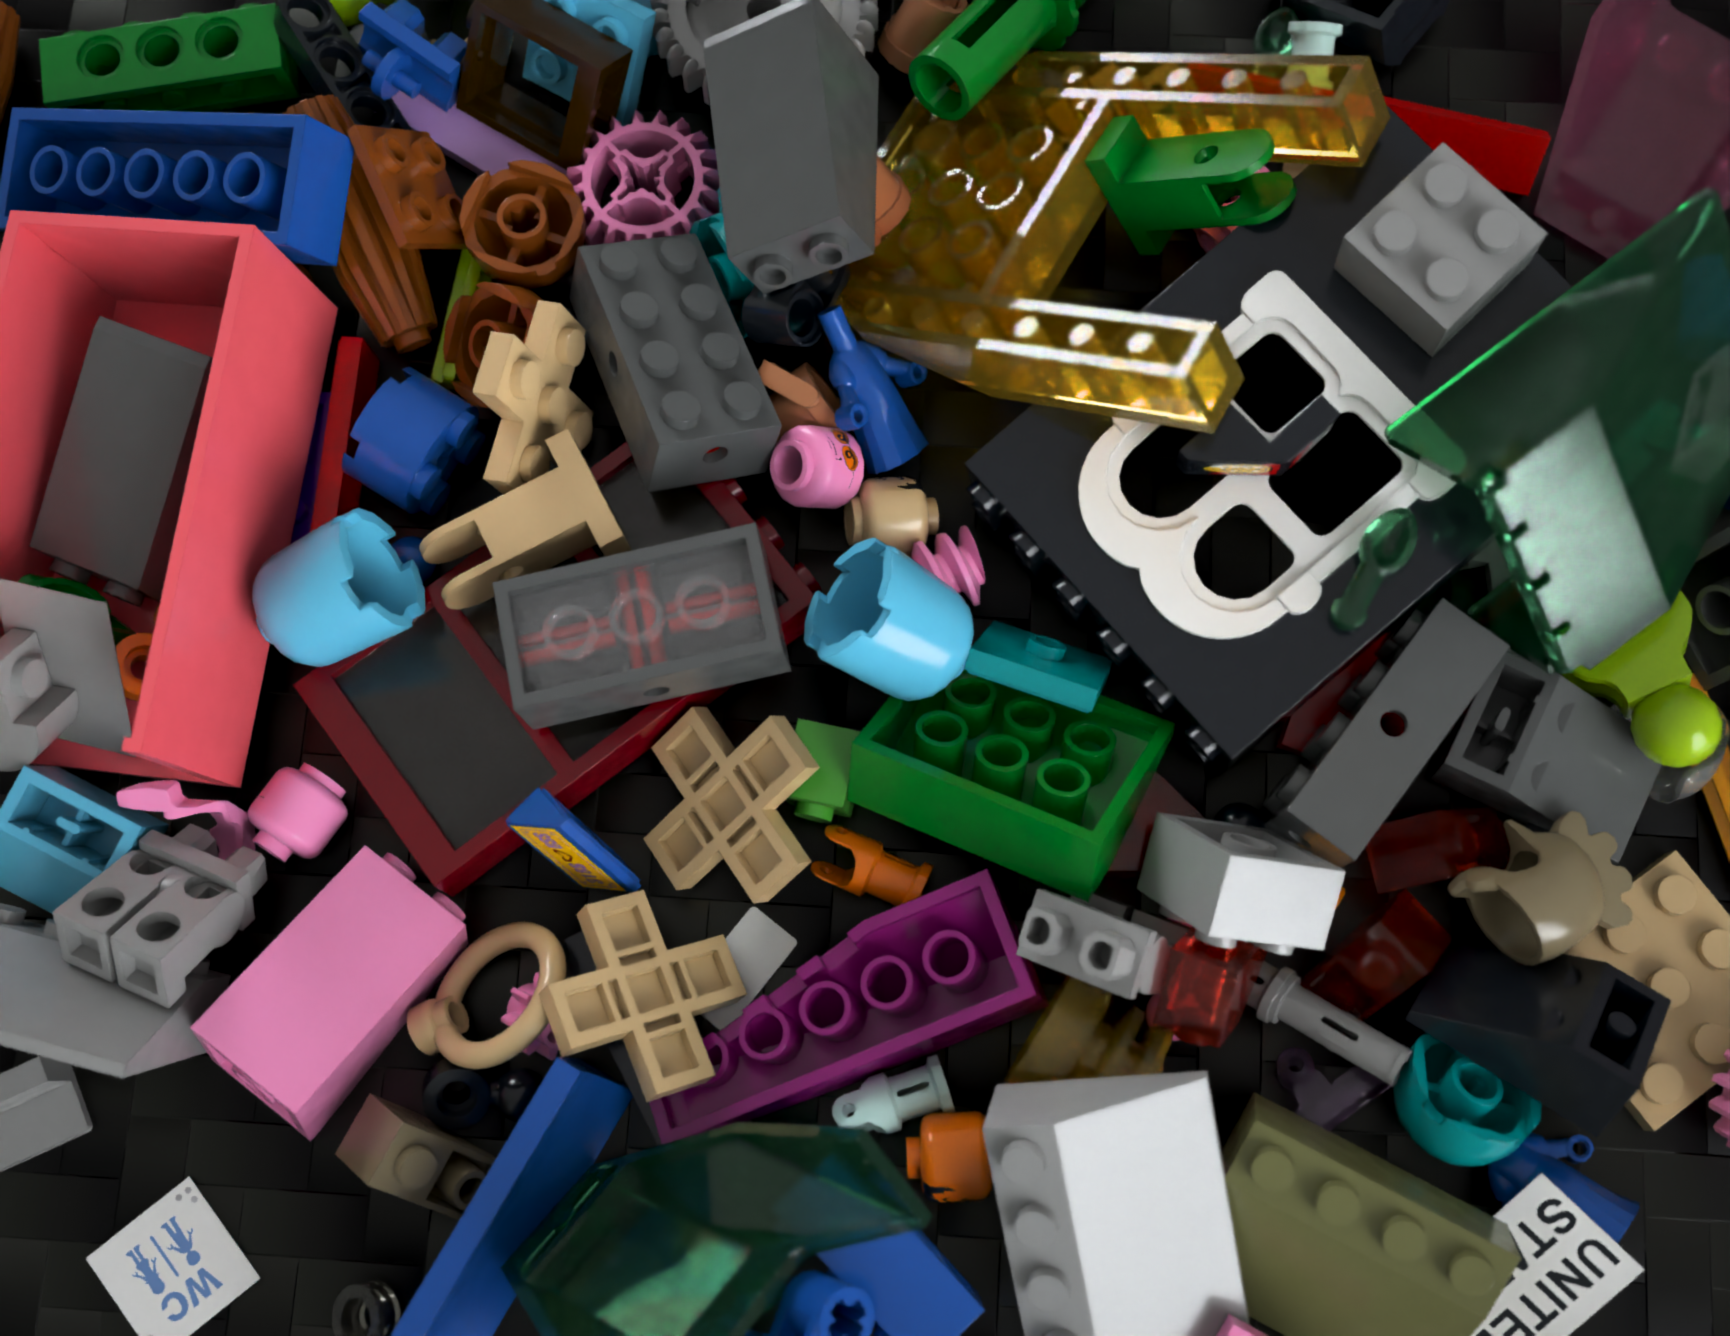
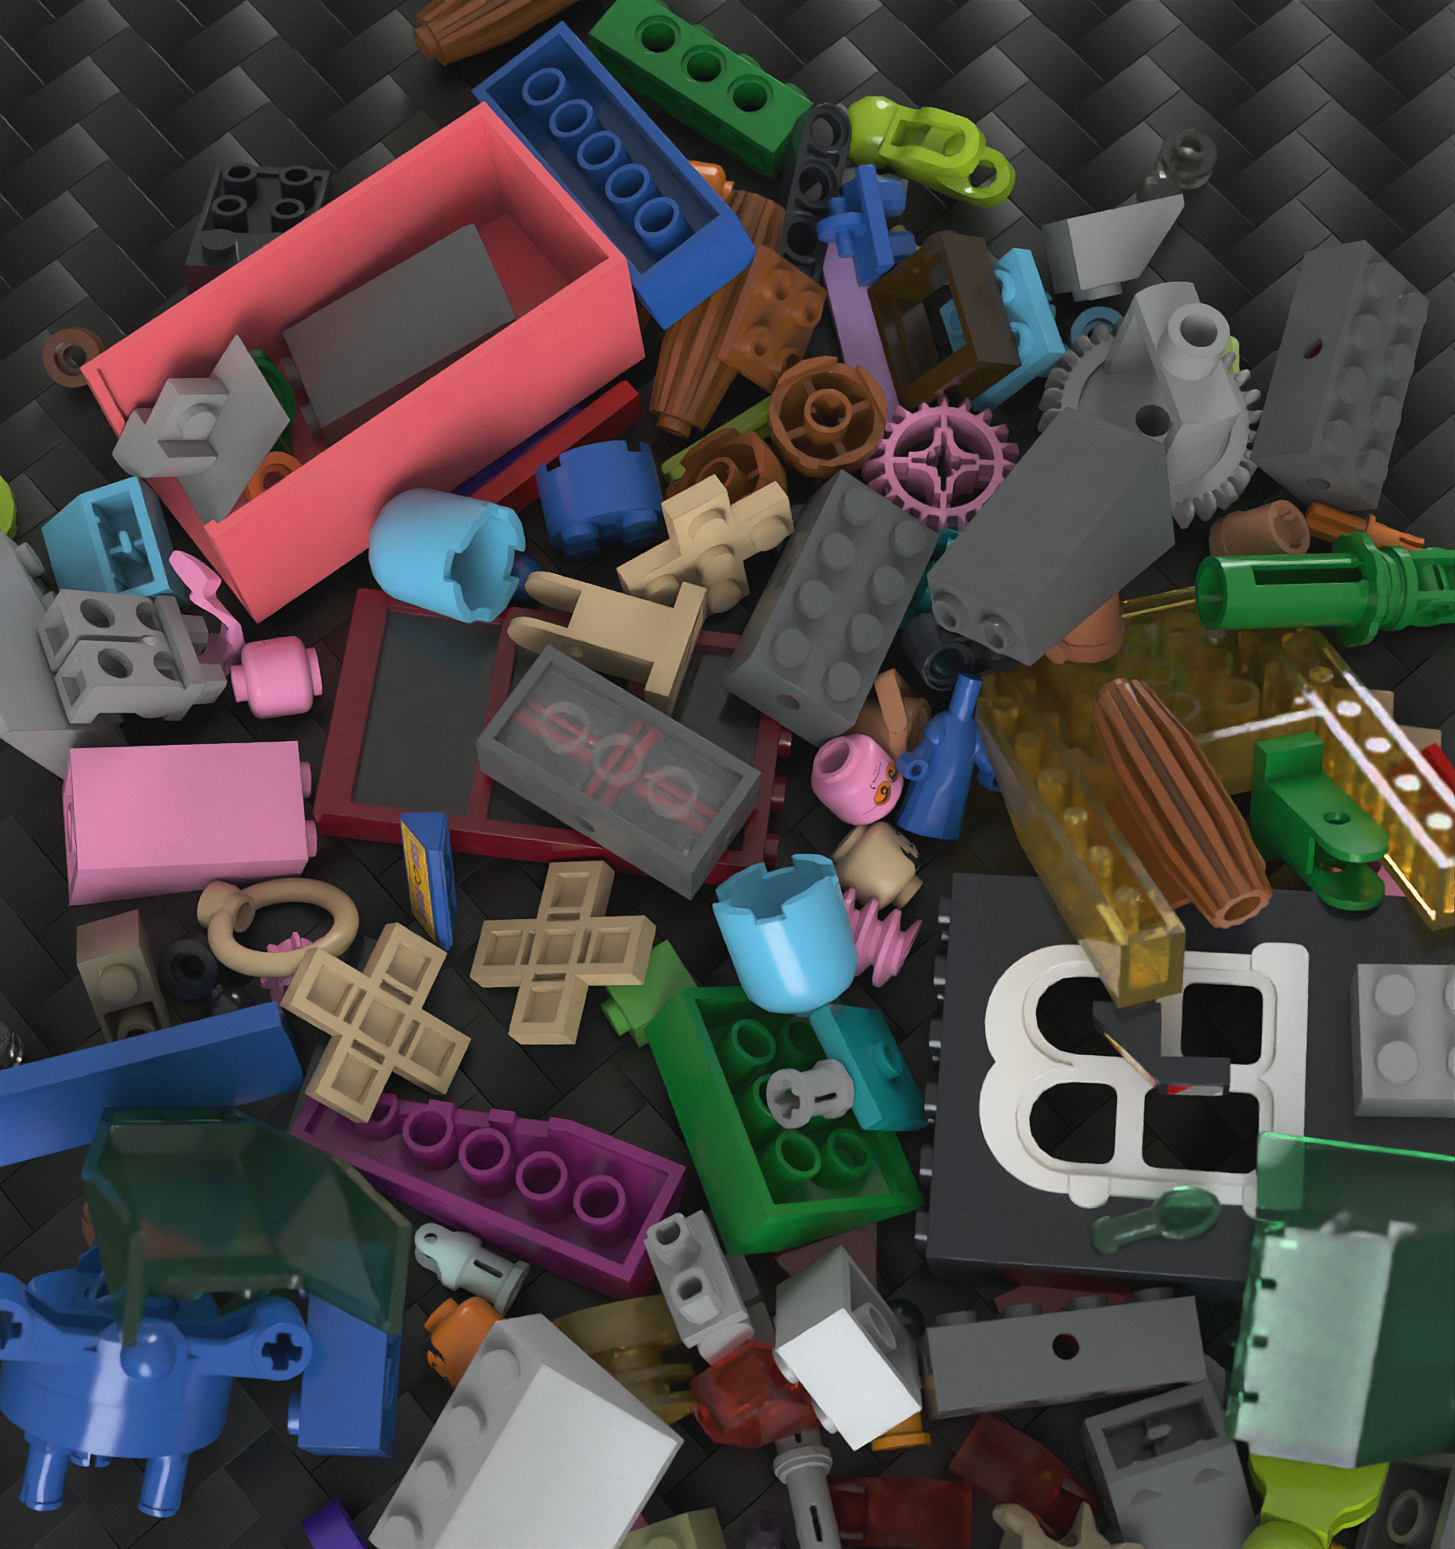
camera: 40 degrees right, 5 degrees down
(758, 951) = (483, 1075): white sticker -> none
(874, 869) = (616, 1095): orange piece -> none
(1031, 733) = (810, 1093): none -> light grey bush
(1094, 247) = (1176, 808): none -> dark orange plate

